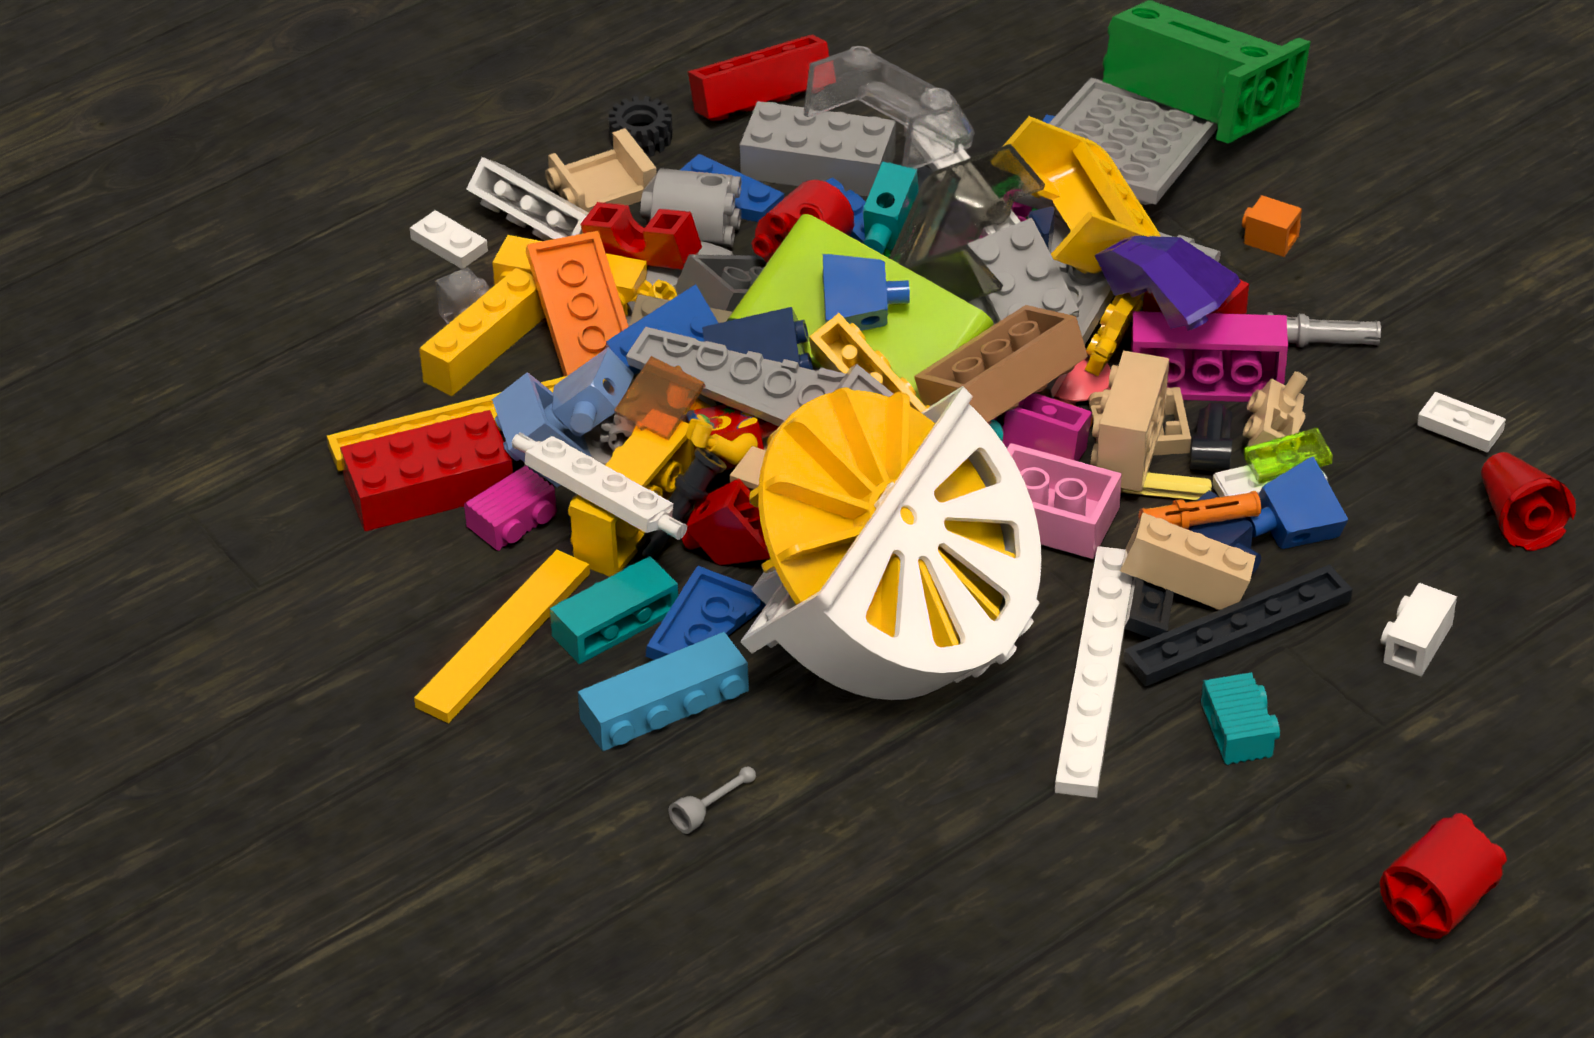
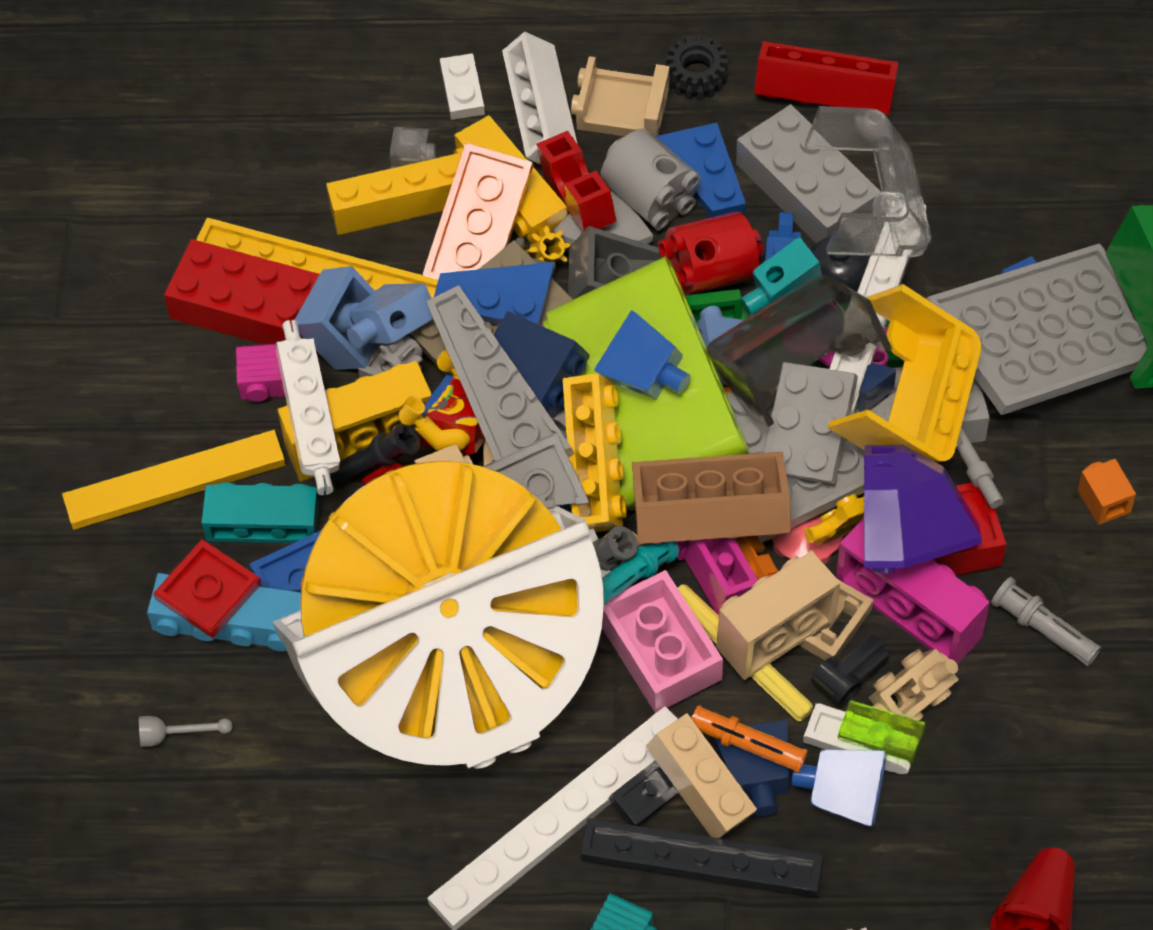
camera: 40 degrees right, 15 degrees up
(637, 673) = (207, 588): none -> red tile
(659, 397) = (419, 356): clear orange piece -> none
(1461, 422) = (1073, 792): white plate -> none

